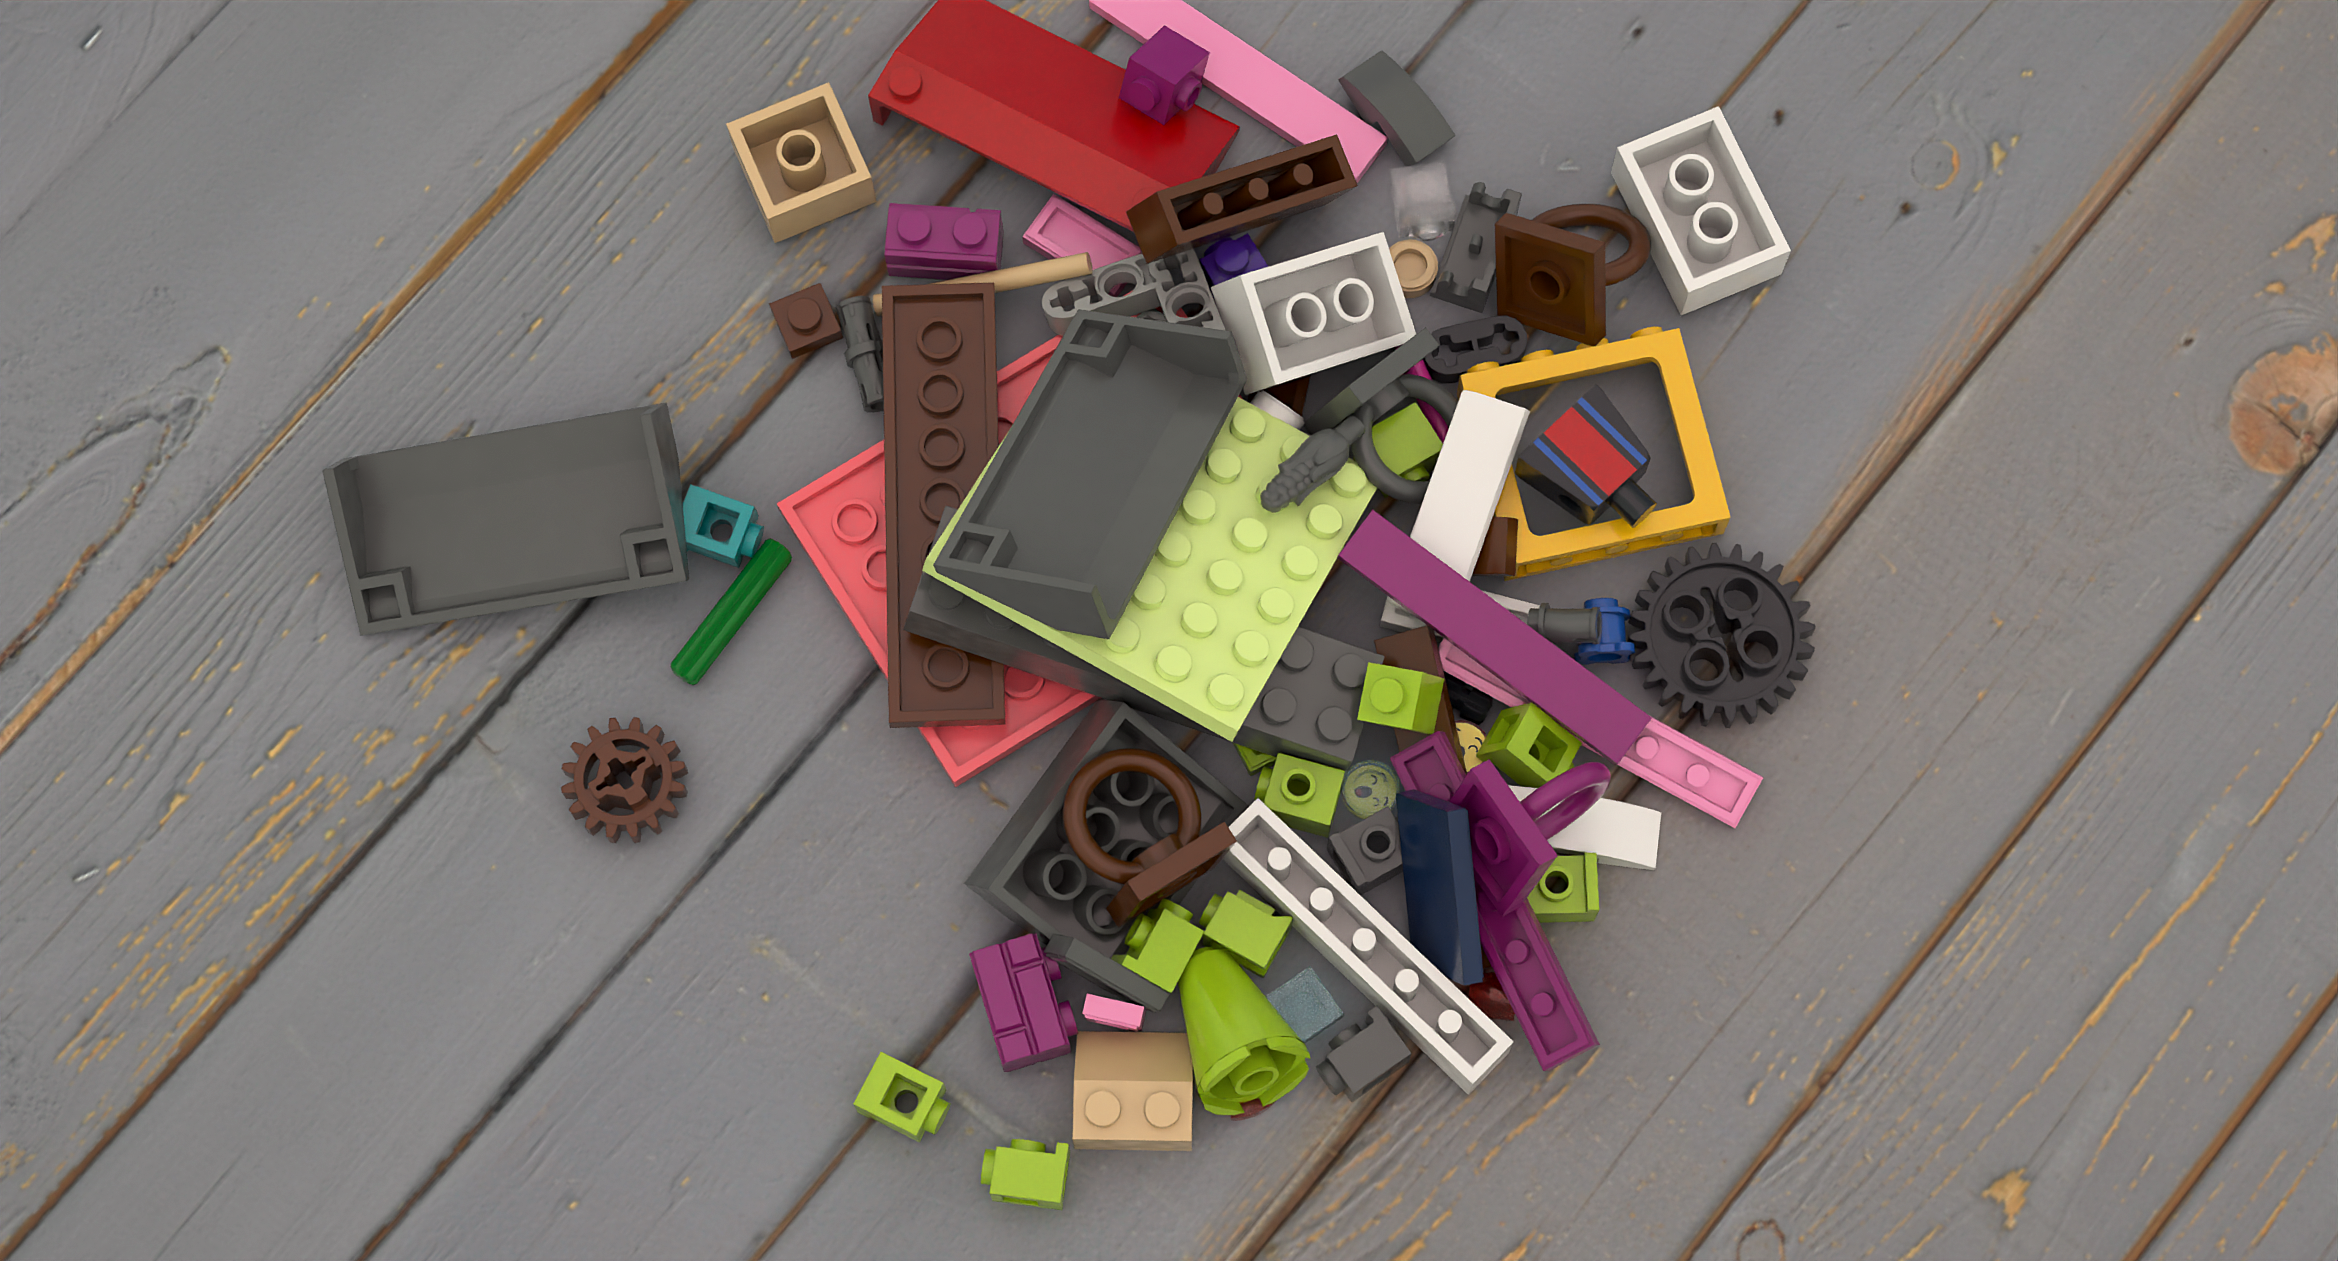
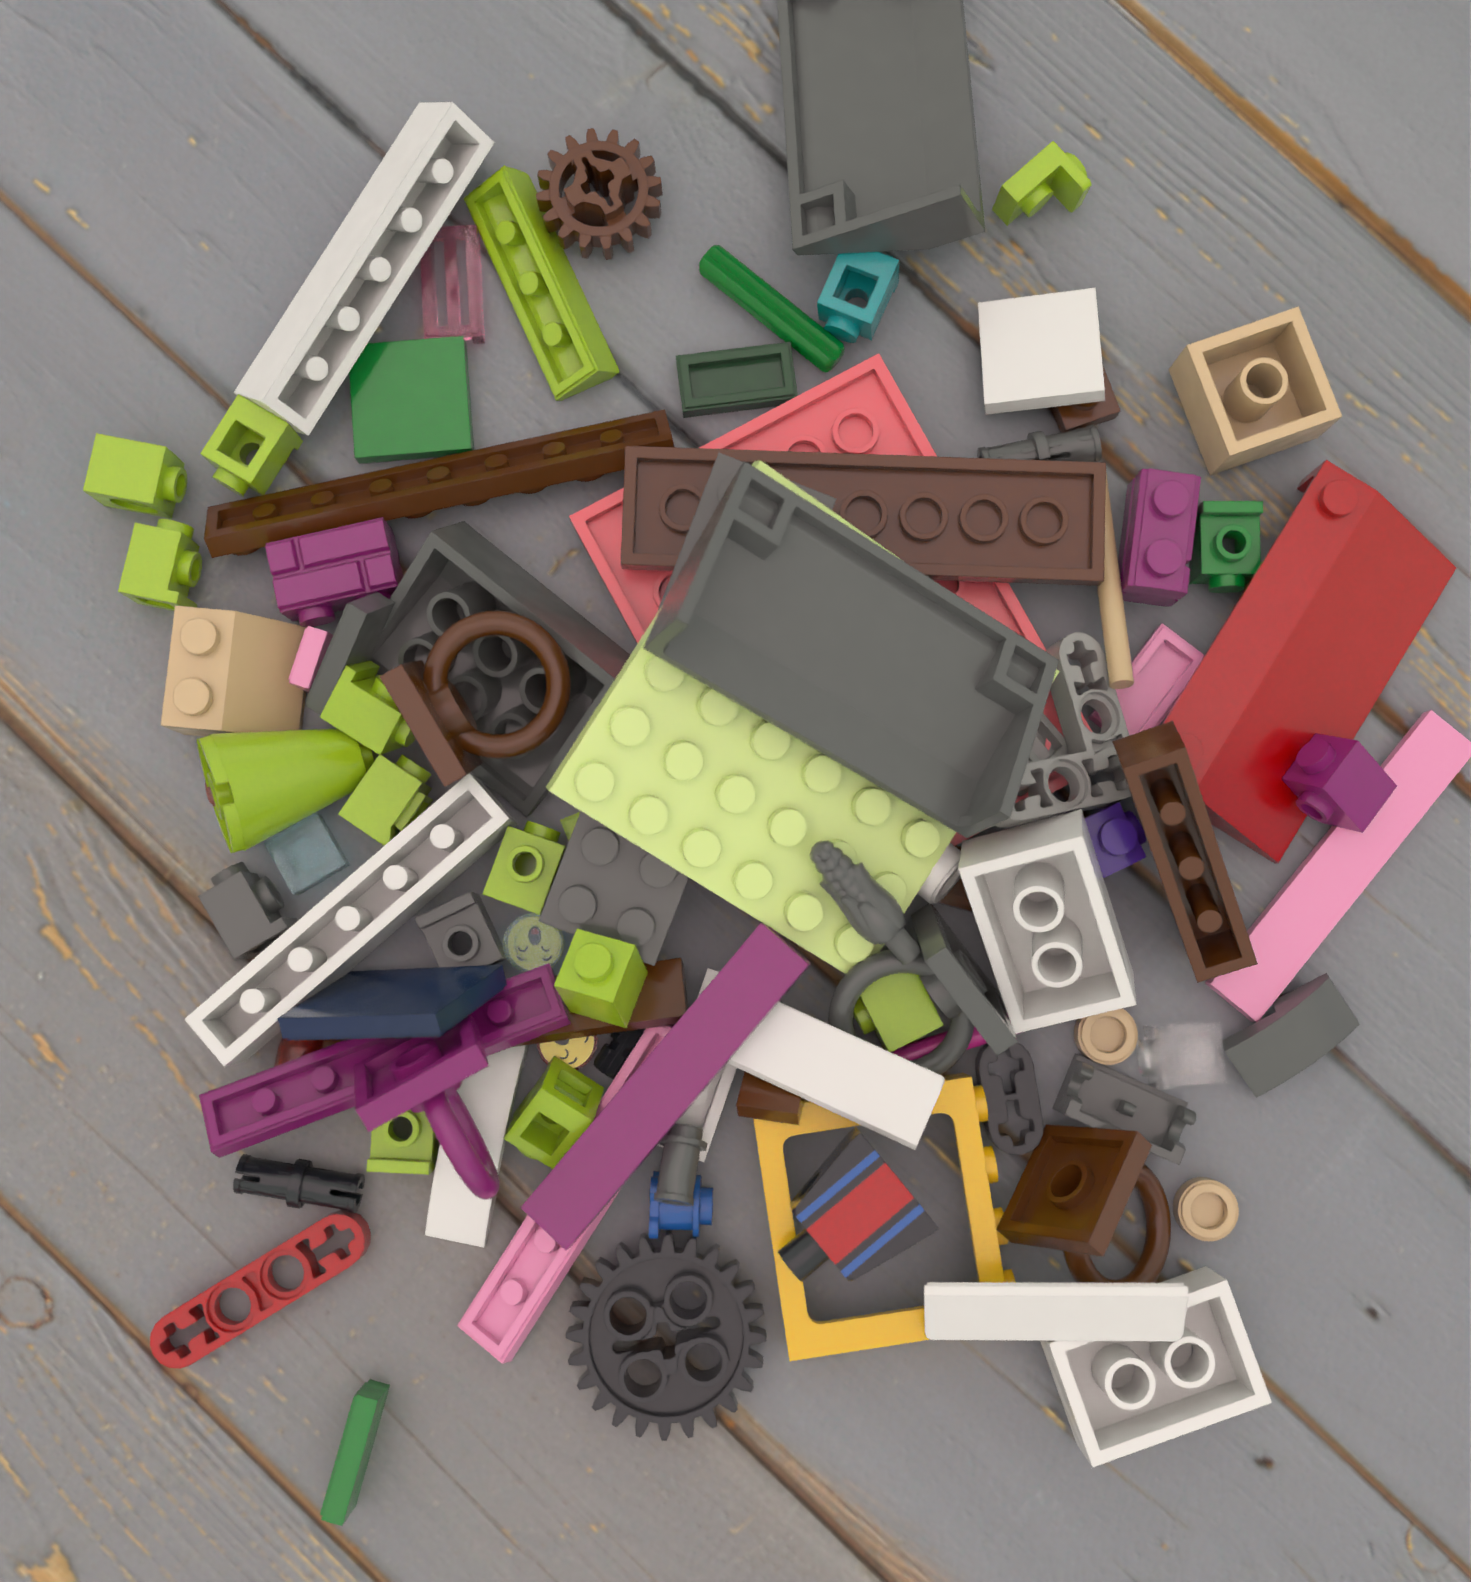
camera: 90 degrees right, 10 degrees up
(602, 373) = (1034, 184): none -> lime bracket
(712, 996) = (366, 265): none -> white brick
(714, 837) = (540, 284): none -> lime slope
(725, 945) = (475, 330): none -> clear pink tile
(768, 355) = (1041, 351): none -> white tile
(803, 641) = (736, 379): none -> dark green tile
(840, 952) = (411, 400): none -> green tile
(928, 916) = (432, 484): none -> reddish brown plate
(929, 190) = (1210, 561): none -> green brick
(937, 1210) = (135, 476): none -> lime brick
(1559, 175) = (1205, 1209): none -> tan tile
(1618, 987) = (299, 1183): none -> black pin
(1659, 288) = (1055, 1311): none -> white slope
(1713, 1020) = (263, 1291): none -> red beam
(1858, 908) = (354, 1452): none -> green tile

